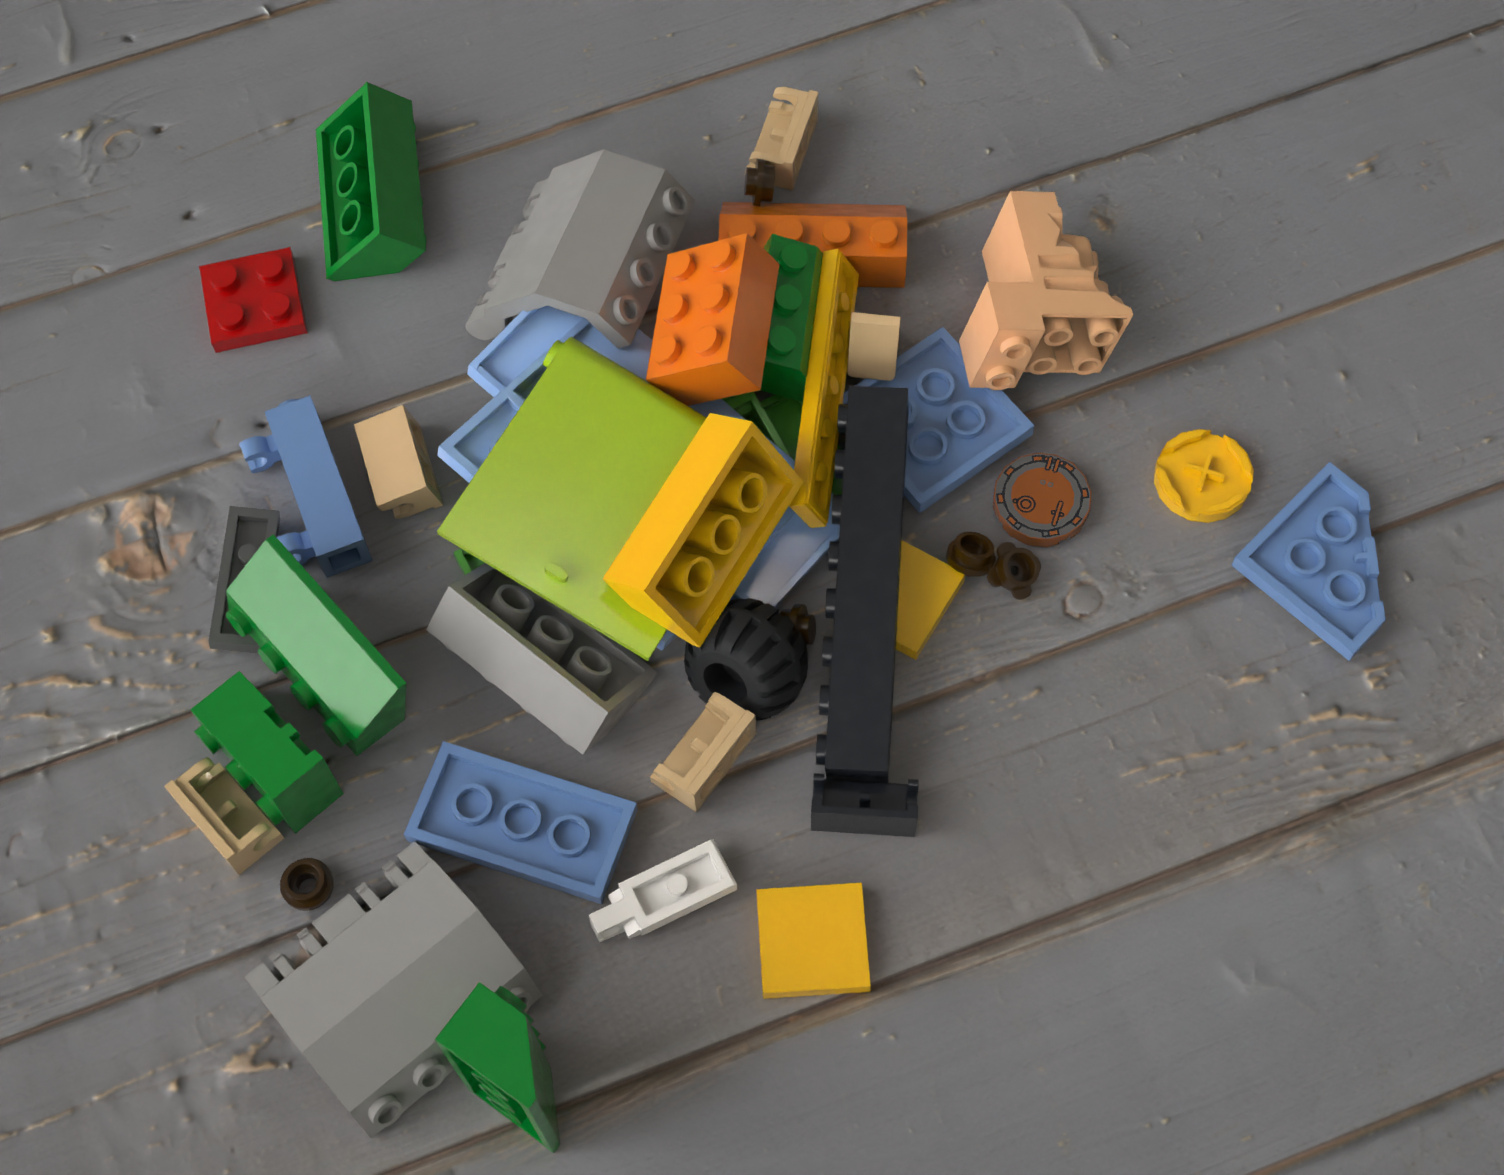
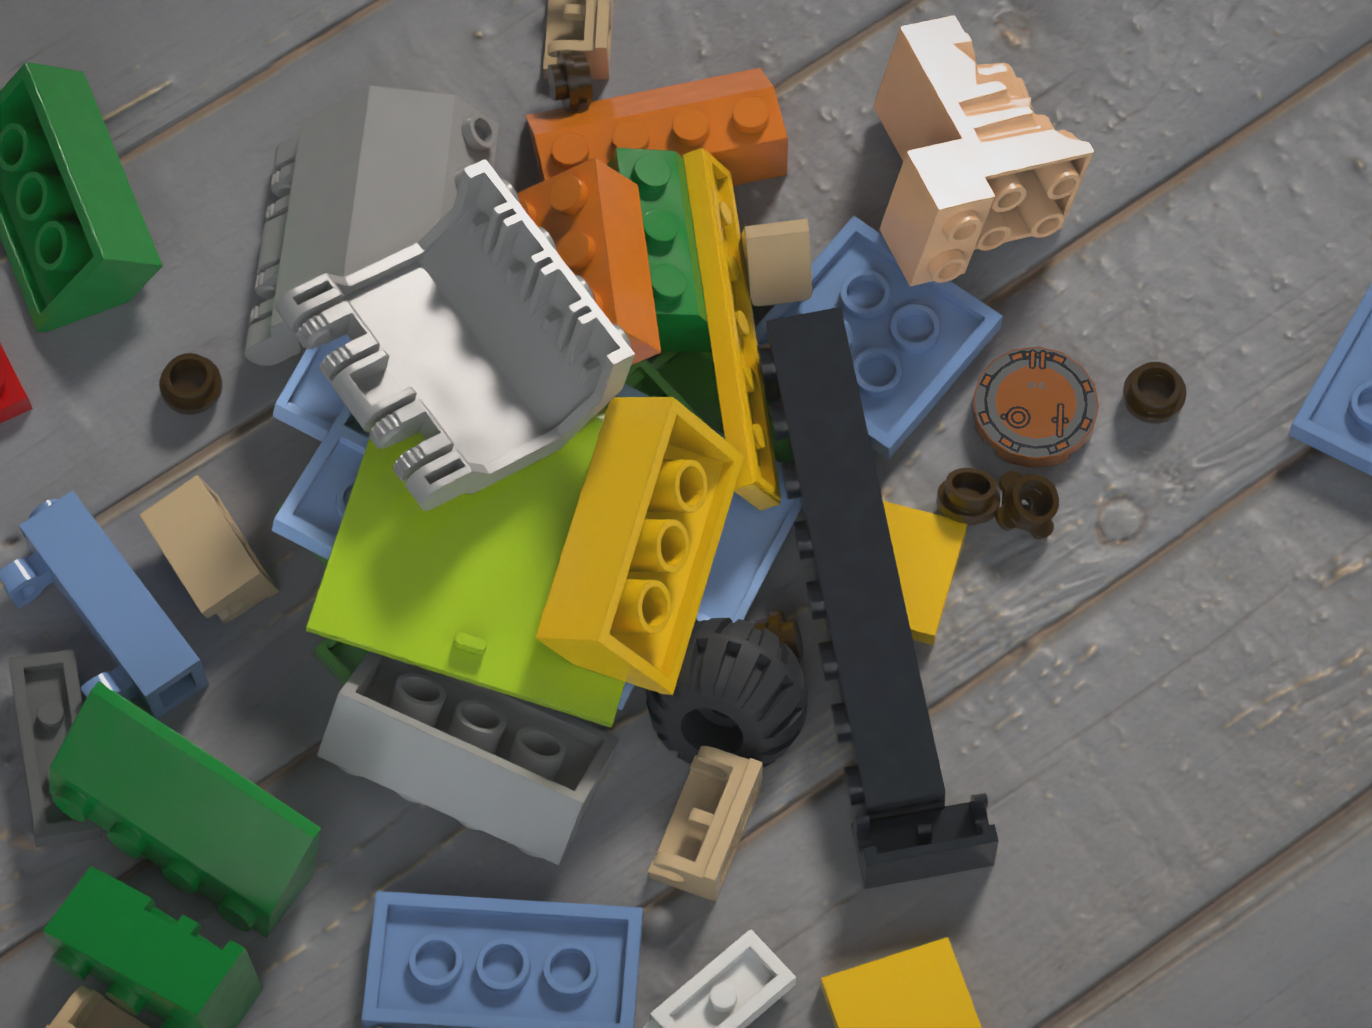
camera: 15 degrees left, 0 degrees up
(423, 340) = (190, 384): none -> dark brown plate
(610, 349) = (468, 342): none -> light grey hinge
(1136, 509) = (1154, 392): none -> dark brown plate
(1203, 476) = (1224, 330): yellow tile -> none

